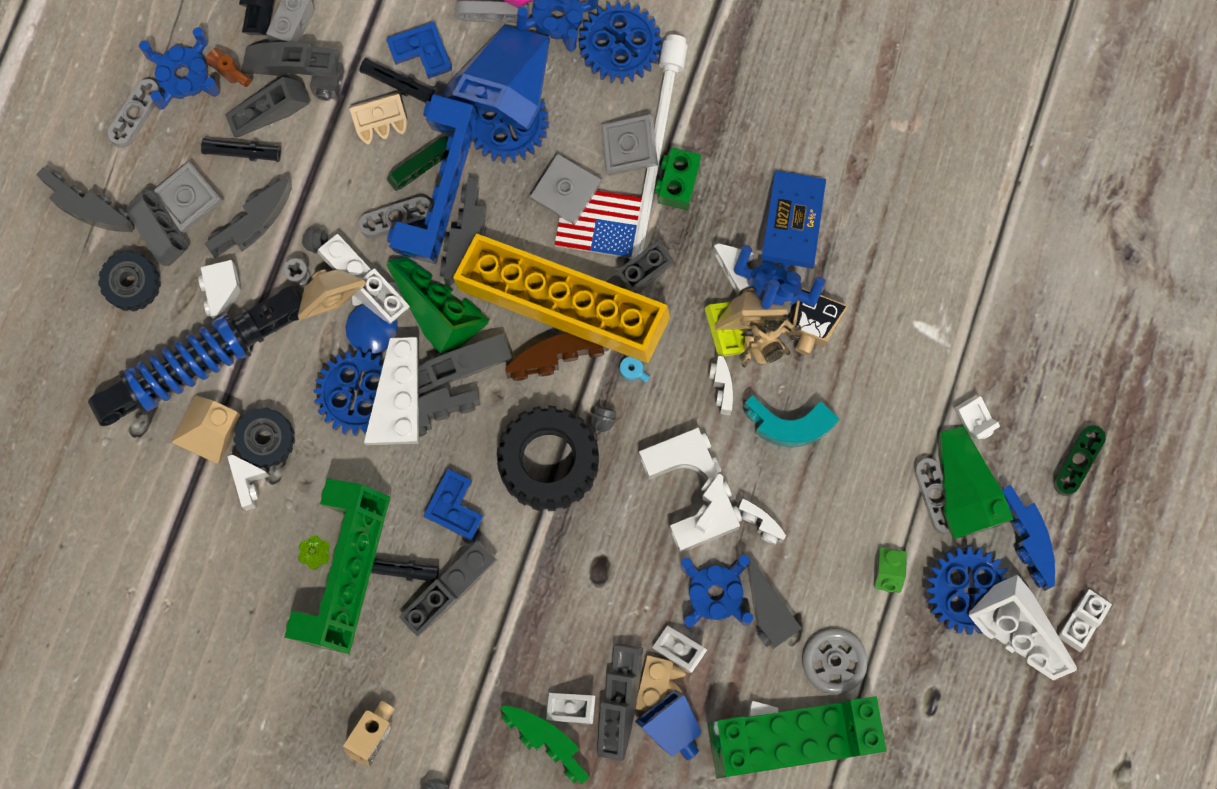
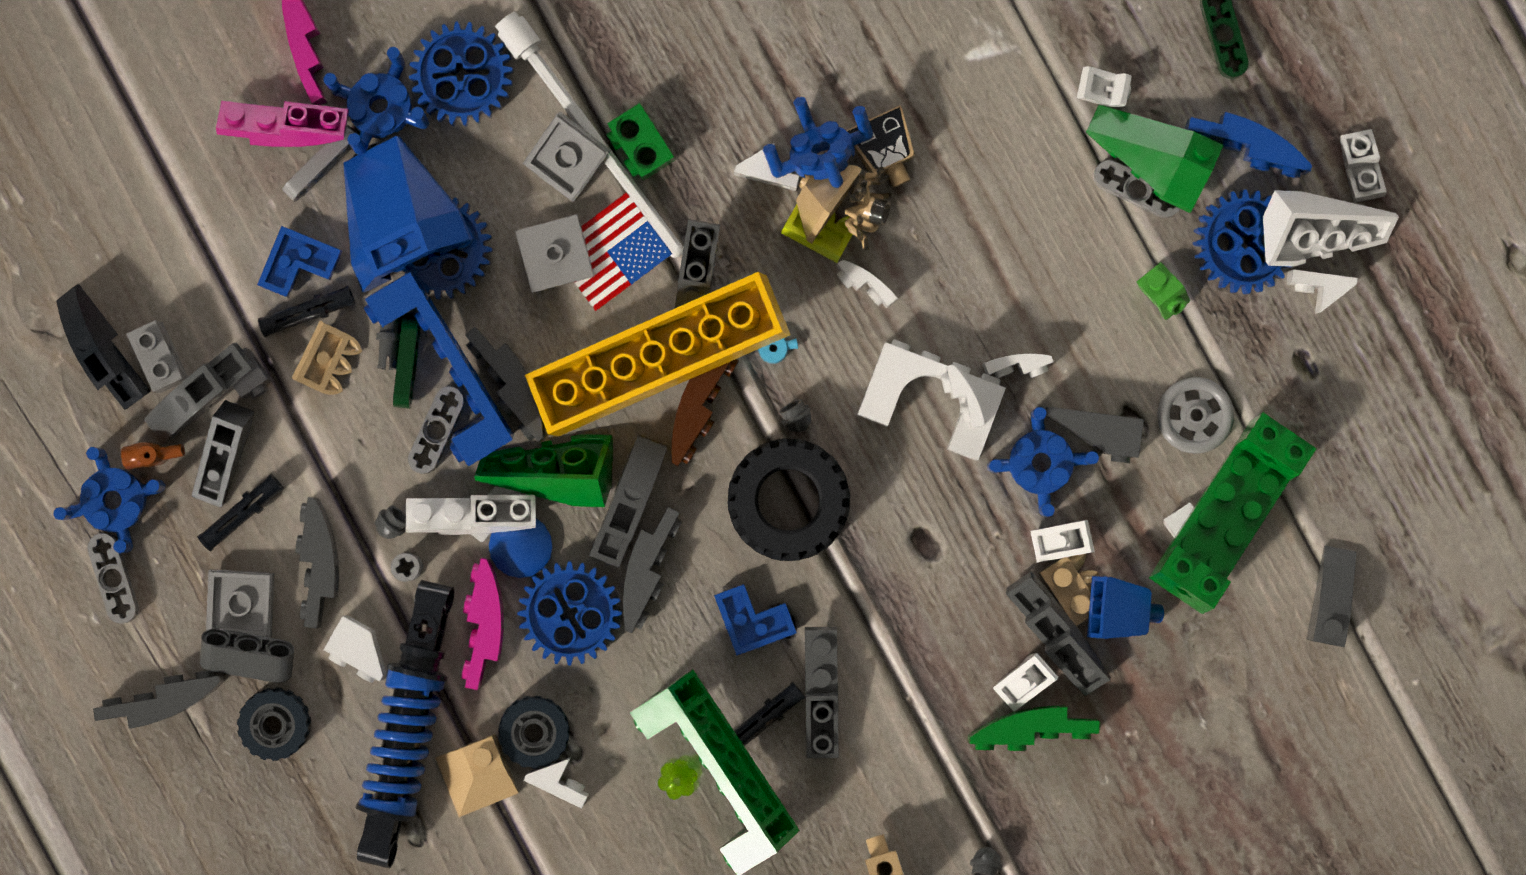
camera: 40 degrees left, 10 degrees up
(314, 342) = (485, 609): none -> dark pink slope
(328, 292) = (453, 556): tan slope -> none
(396, 405) = (612, 585): white wing -> none
(421, 142) = (388, 344): none -> dark grey pin
(791, 432) = (975, 246): teal arch -> none
(793, 219) = (776, 76): blue tile -> none
(993, 667) = (1329, 286): none -> white slope

